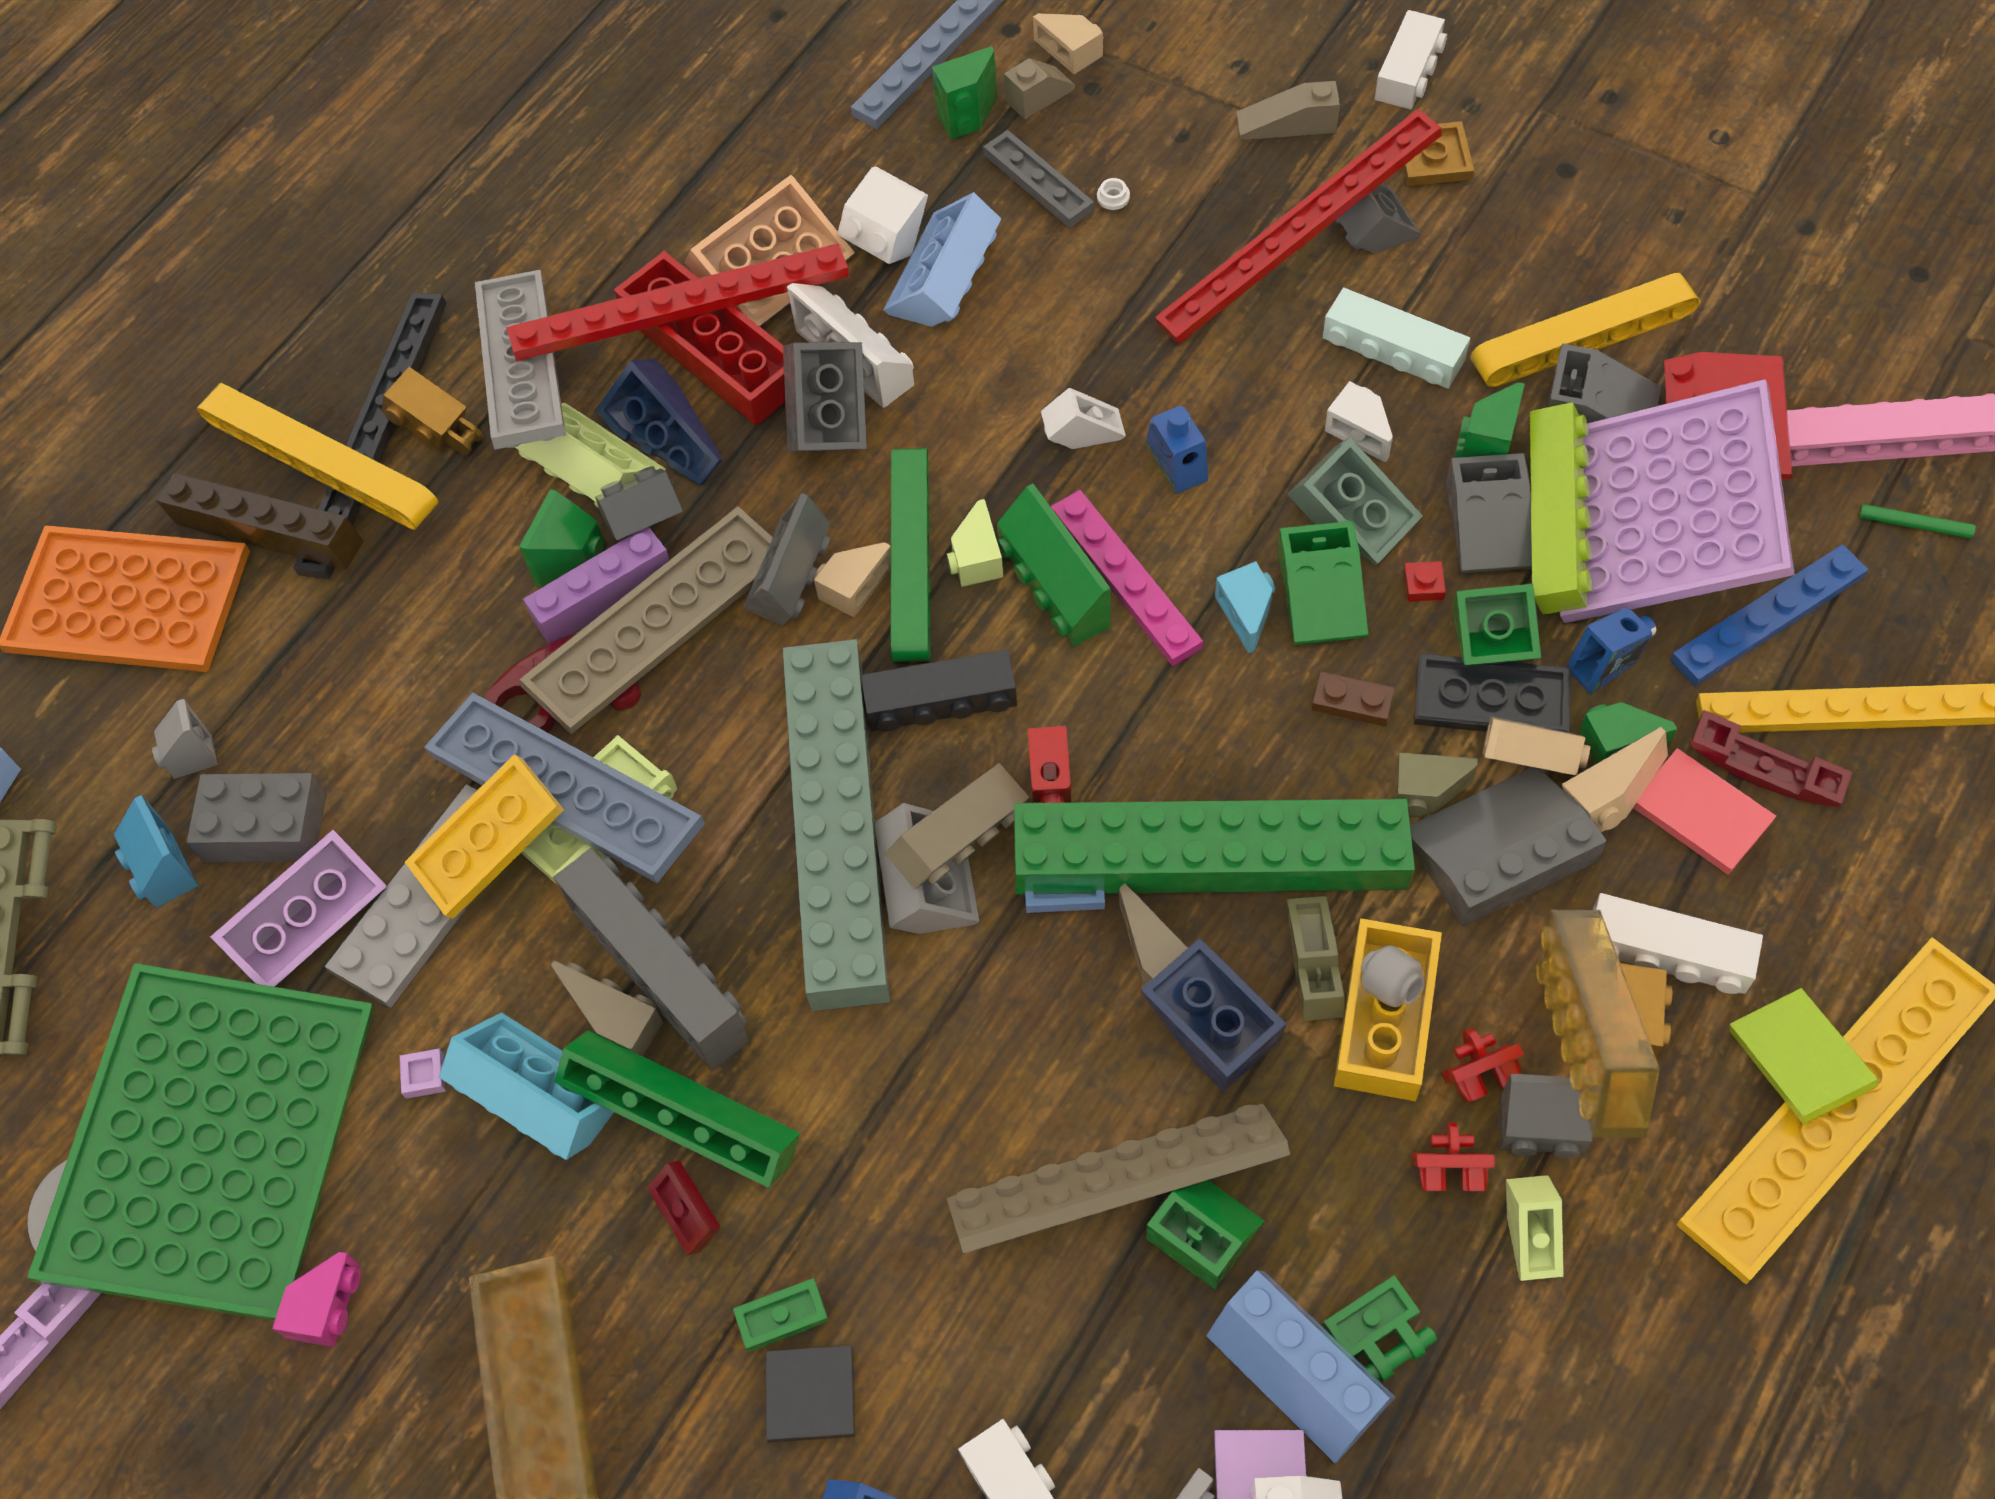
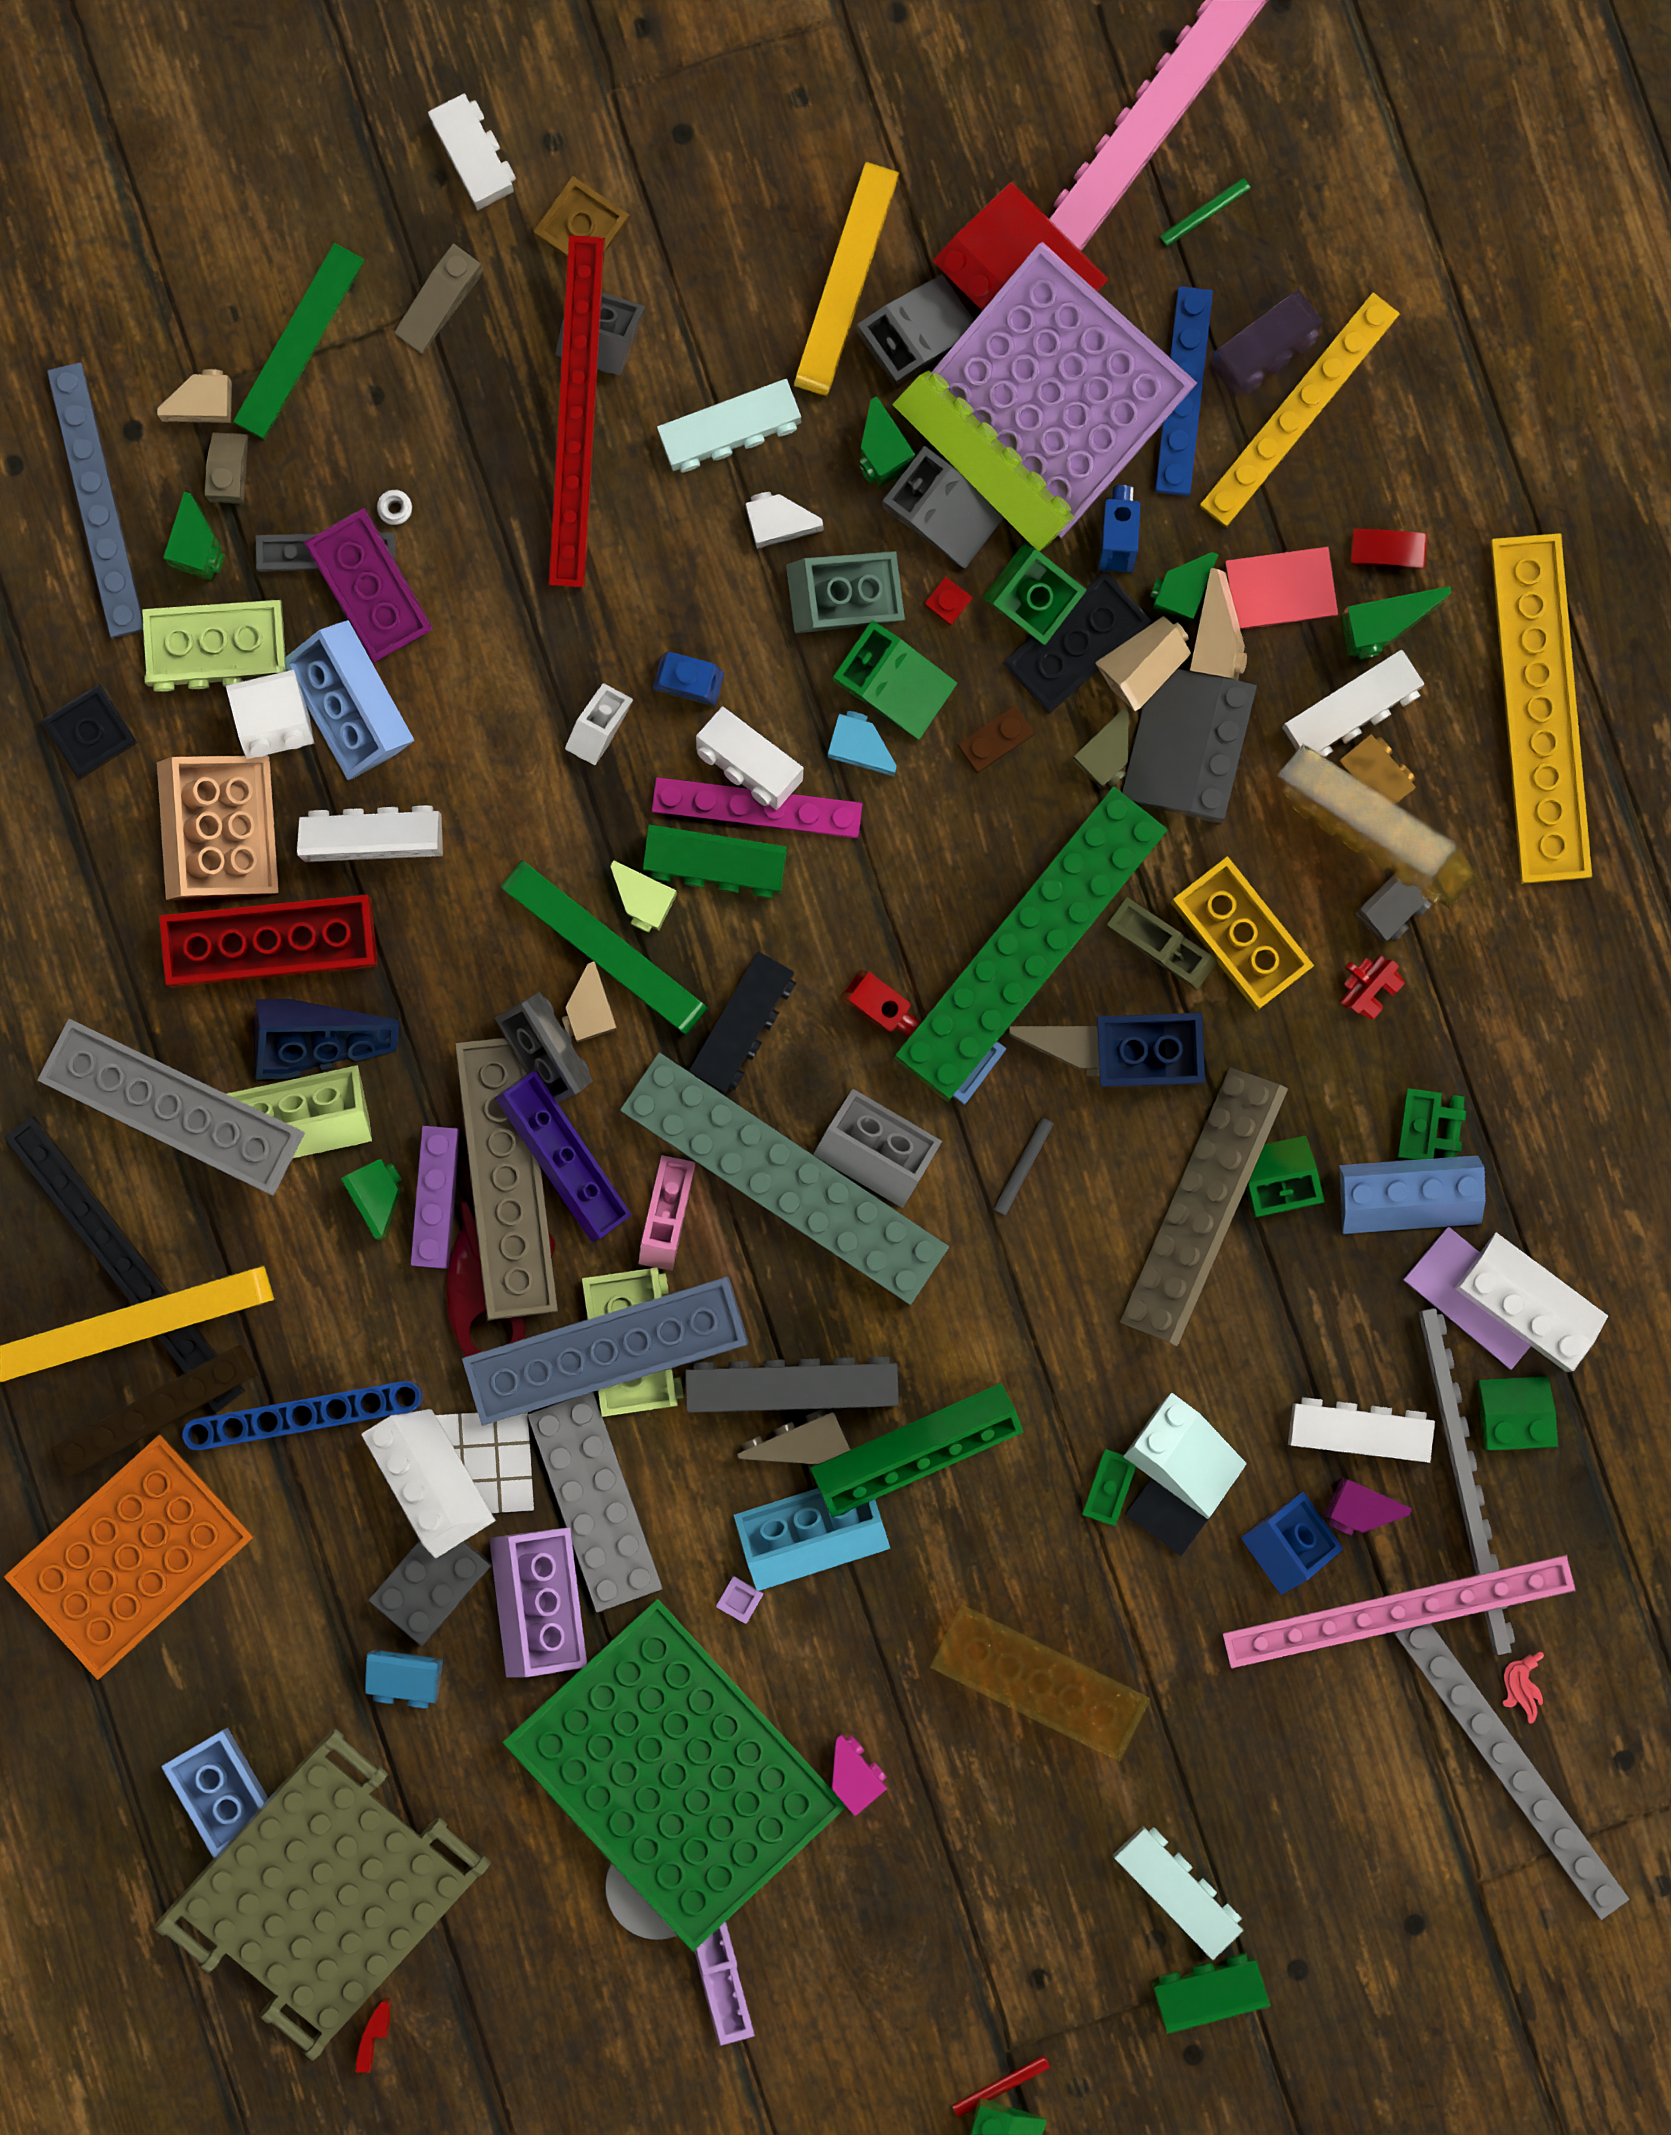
camera: 55 degrees left, 25 degrees up
(183, 742) = (318, 1597): light grey slope -> none
(339, 628) = (286, 1411): none -> blue beam
(340, 740) = (428, 1479): none -> white slope
(396, 788) = (495, 1458): none -> white piece
(429, 413) = (153, 1211): pearl gold brick -> none
(484, 836) = (604, 1435): yellow plate -> none
(637, 502) = (402, 1119): dark grey slope -> none
(676, 302) = (230, 945): red plate -> none
(683, 1207) = (986, 1495): dark red plate -> none
(708, 641) = (563, 1156): none -> dark purple piece
(721, 757) = (666, 1213): none -> bright pink slope
(770, 145) = (89, 731): none -> black tile
(824, 396) = (419, 906): dark grey slope -> none
(867, 1358) = (1186, 1455): none -> light aqua slope
(907, 155) = (213, 644): none -> yellowish green bracket
(957, 826) = (876, 1104): dark tan brick -> none
(1016, 1003) = (1023, 1166): none -> dark grey bar
(1039, 213) = (368, 585): none -> magenta tile
(1156, 531) = (748, 759): none -> white brick
(1171, 66) = (299, 341): none -> green tile
(1392, 976) = (1234, 921): light grey head -> none
(1467, 1075) = (1322, 906): red hips -> none
(1535, 1227) = (1451, 973): yellowish green slope -> none
(1768, 767) = (1289, 512): dark red slope -> none
(1781, 905) = (1377, 624): none -> green slope
(1803, 1056) = (1493, 703): lime tile -> none
(1833, 867) = (1389, 548): none -> red slope
(1879, 628) = (1267, 344): none -> clear purple brick

